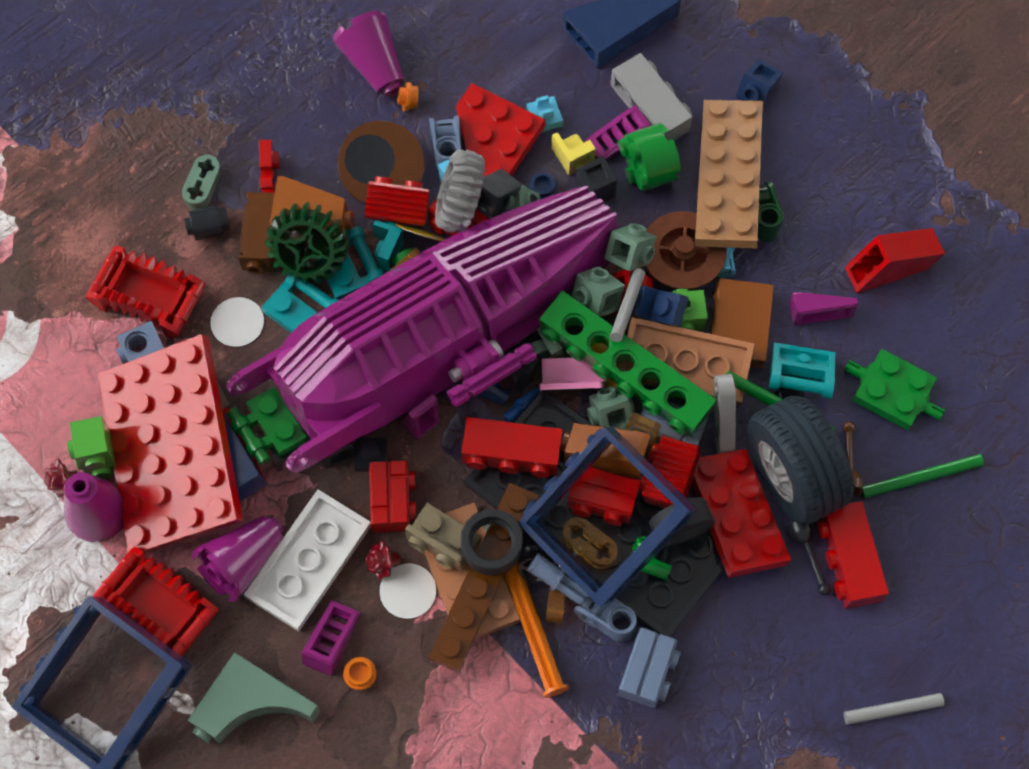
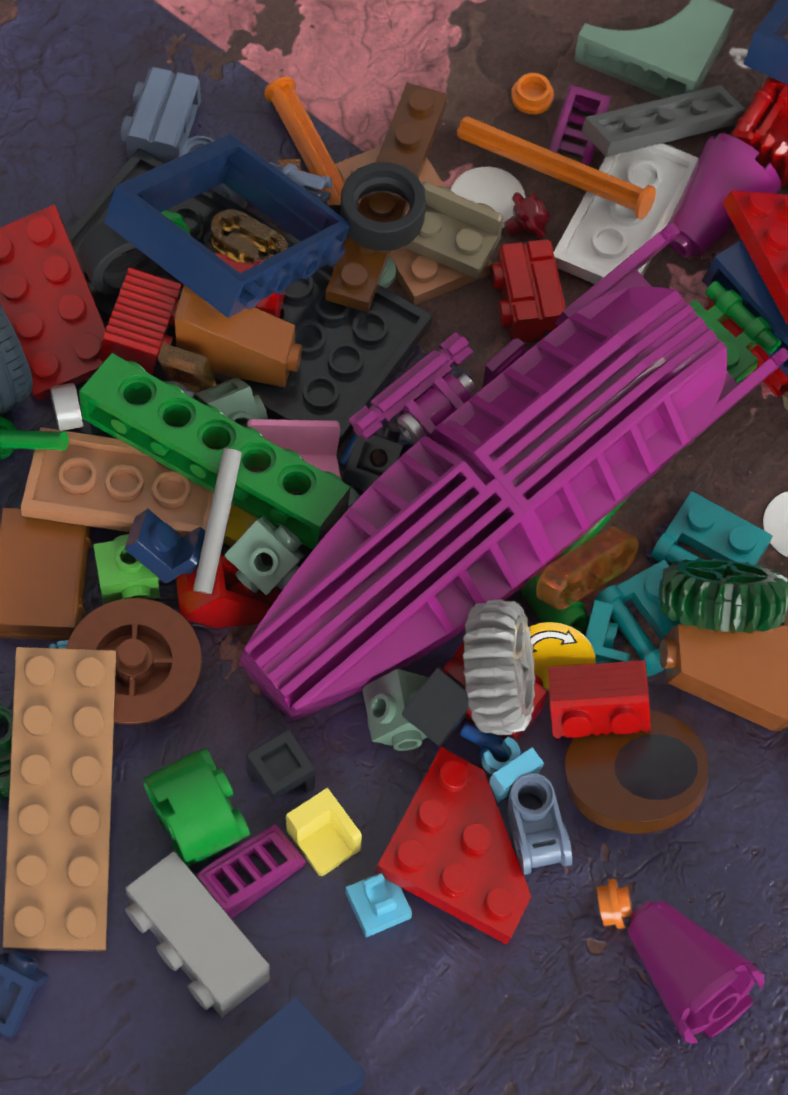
camera: 170 degrees right, 5 degrees down
(265, 622) = (662, 120): none -> dark grey plate
(356, 594) = (558, 166): none -> orange axle
(511, 447) = (365, 342): red brick -> none
(543, 184) = (367, 768): dark blue plate -> none
(631, 247) = (217, 628): sand green brick -> none

